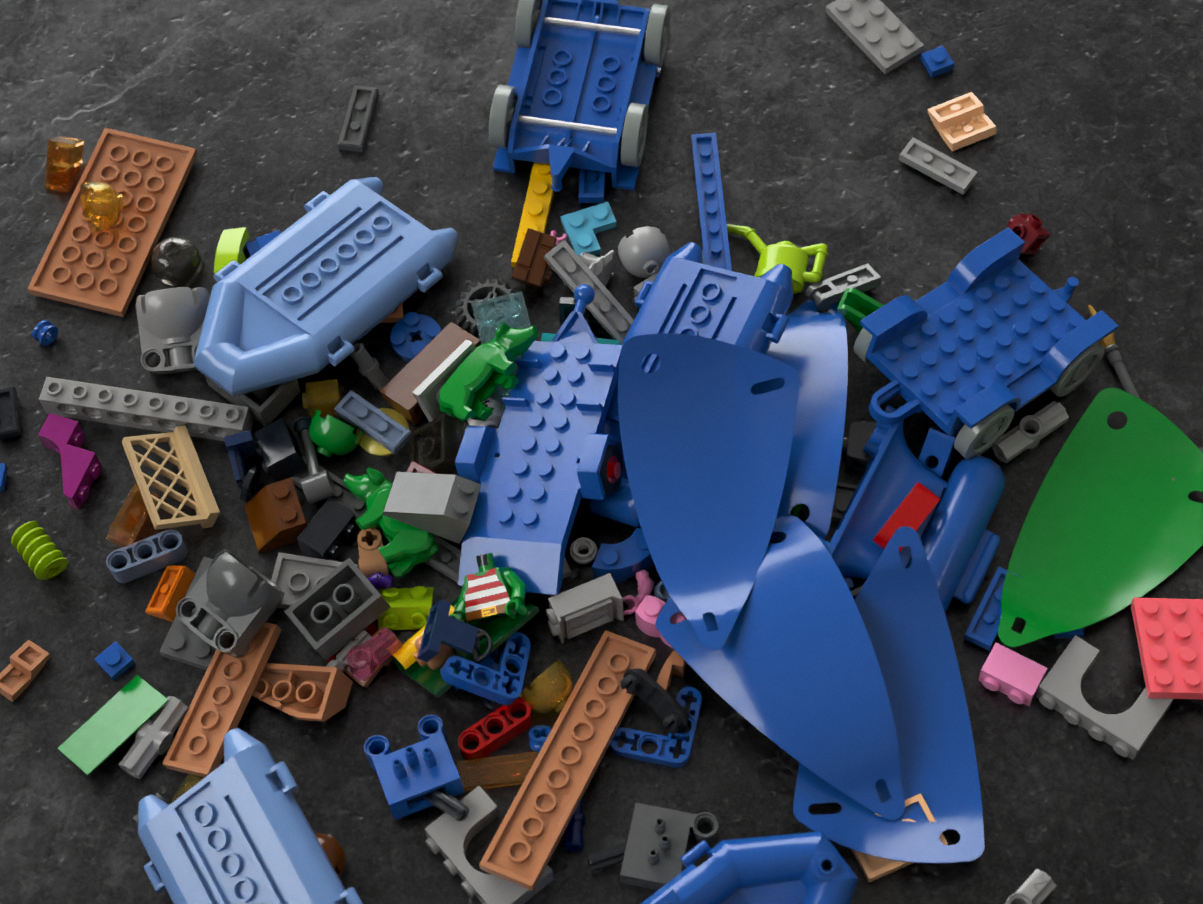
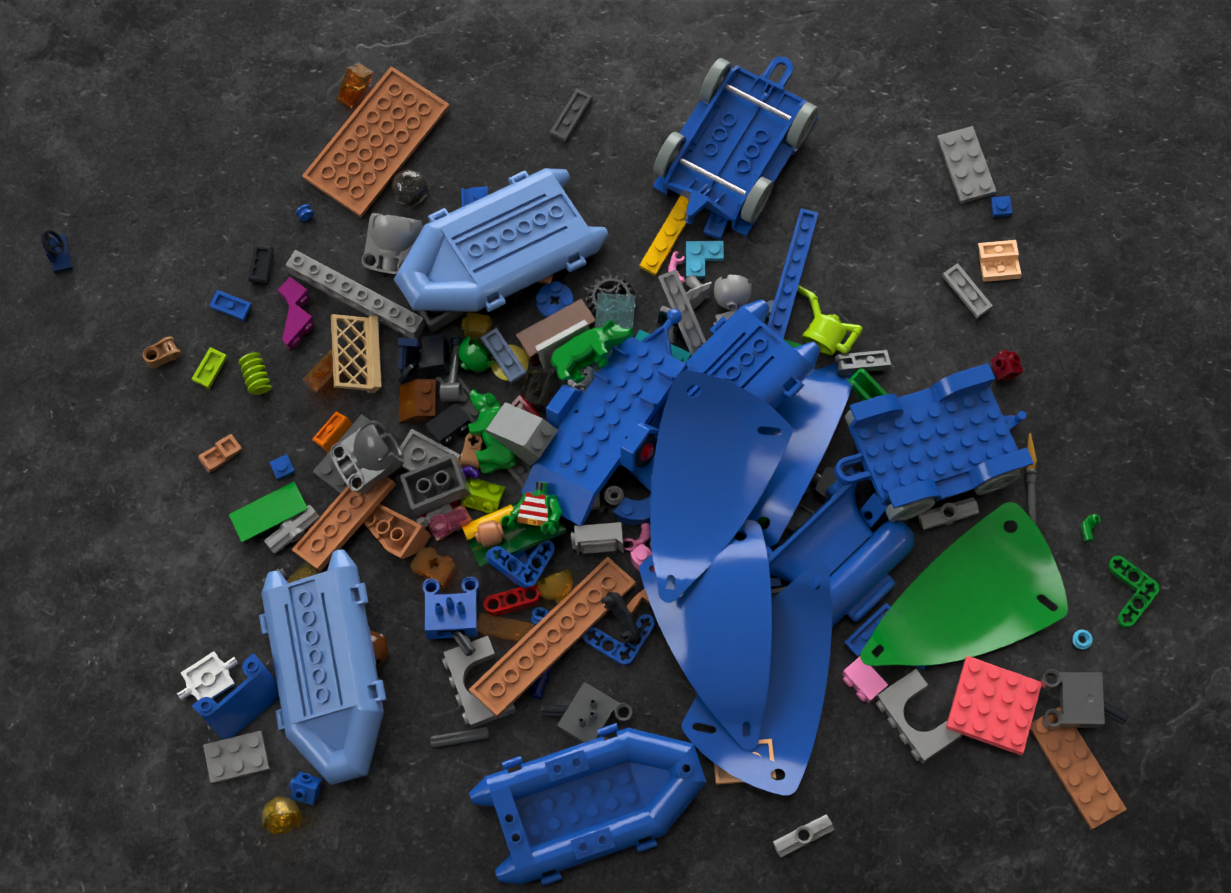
camera: 20 degrees right, 10 degrees up
(101, 205) = (369, 130): clear yellow cylinder -> none
(155, 545) = (316, 397): sand blue beam -> none
(230, 247) = (447, 193): lime slope -> none
(359, 710) = (422, 565): none -> clear orange brick
(369, 366) = (514, 315): dark grey pin -> none
(451, 632) = (502, 530): dark blue piece -> none
(531, 265) = (656, 265): reddish brown brick -> none
(909, 513) = (834, 550): red beam -> none

